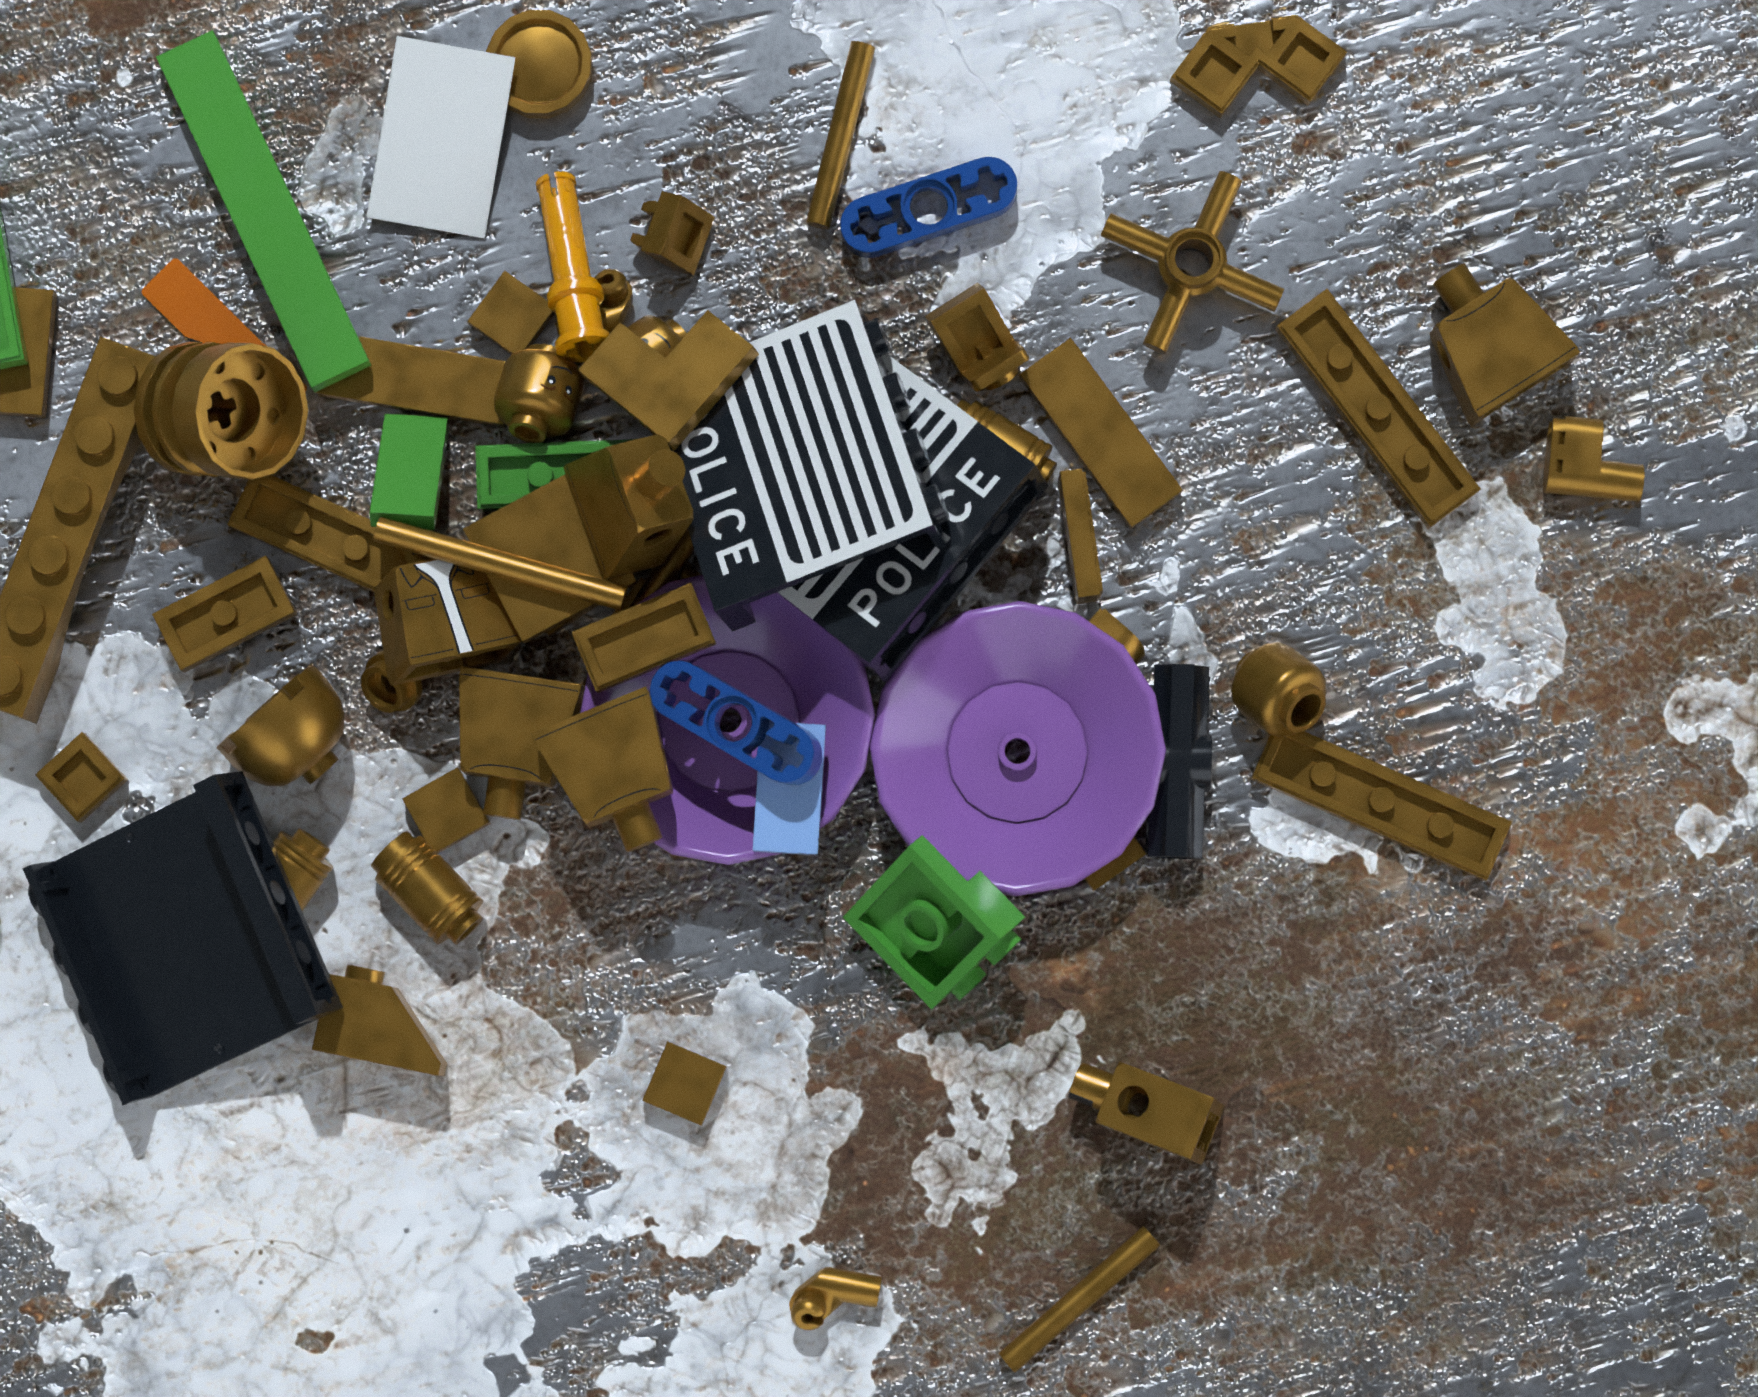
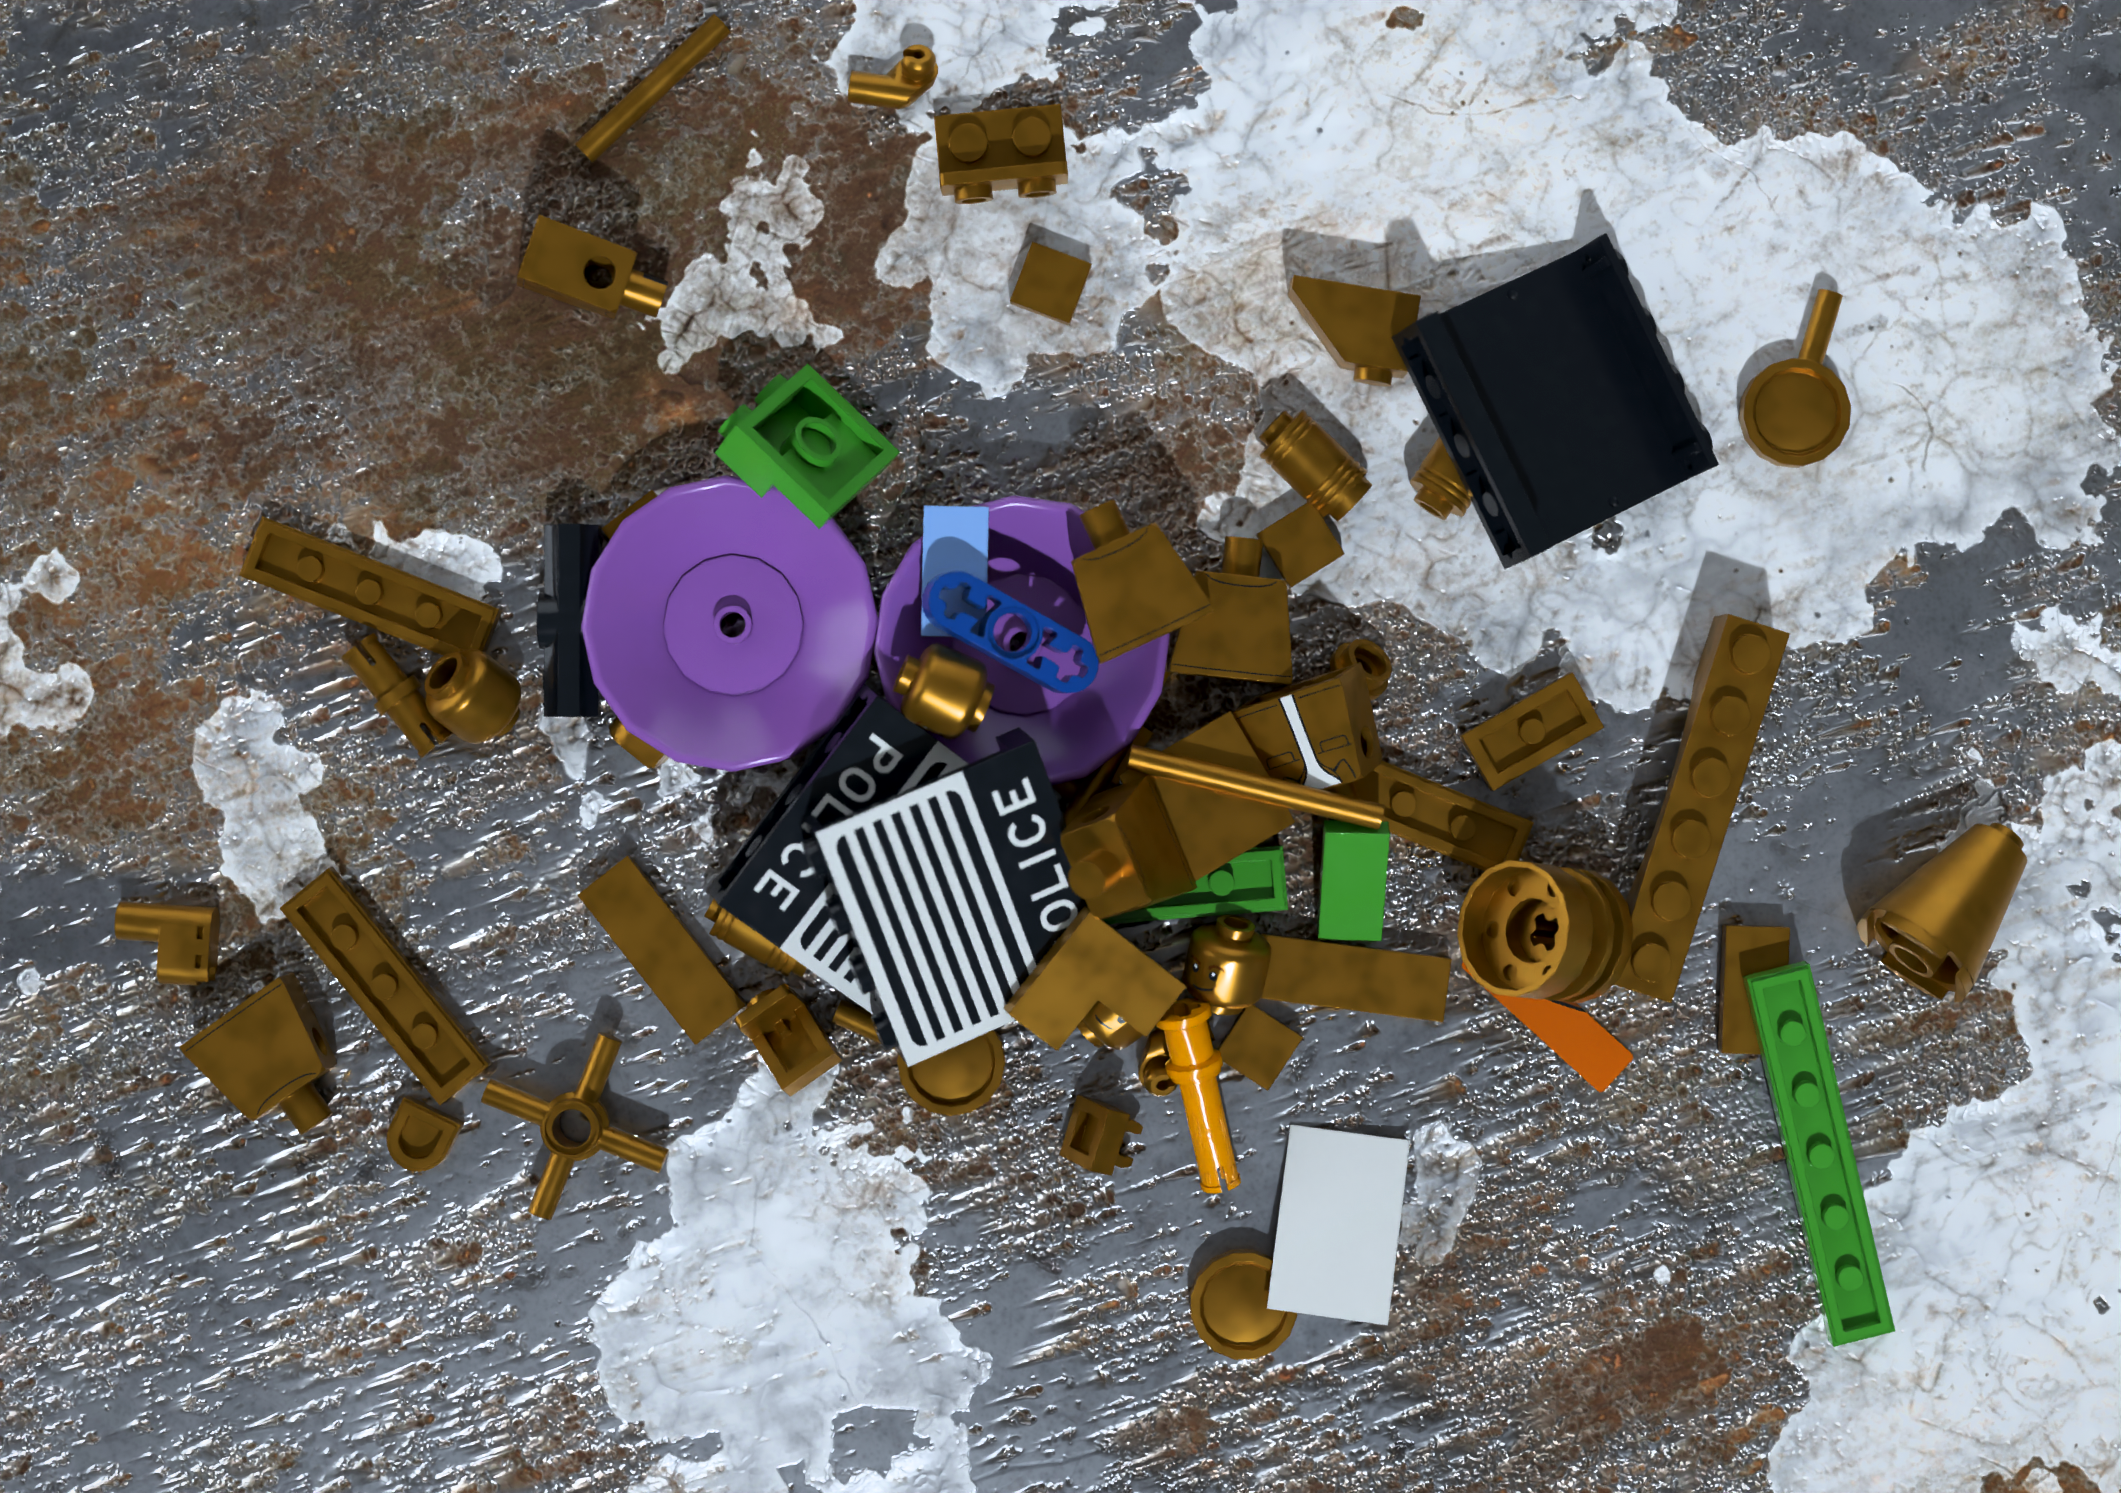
camera: 175 degrees right, 5 degrees up
(81, 777) = (1666, 563): pearl gold tile -> none
(263, 211) = (1514, 1141): bright green tile -> none
(289, 733) = (1460, 612): pearl gold cylinder -> none
(643, 638) = (1107, 717): pearl gold tile -> none
(728, 1219) = (1001, 152): none -> pearl gold bracket
(804, 668) = (944, 691): none -> pearl gold head
(822, 285) = (945, 1083): none -> pearl gold piece
(840, 135) = (935, 1243): pearl gold bar -> none
(978, 207) = (794, 1174): blue beam -> none
(1080, 536) = (677, 843): pearl gold tile -> none
(1282, 49) = (494, 1349): pearl gold tile -> none
(1346, 260) = (421, 1135): none -> pearl gold tile
(1357, 695) = (396, 694): none -> pearl gold pin

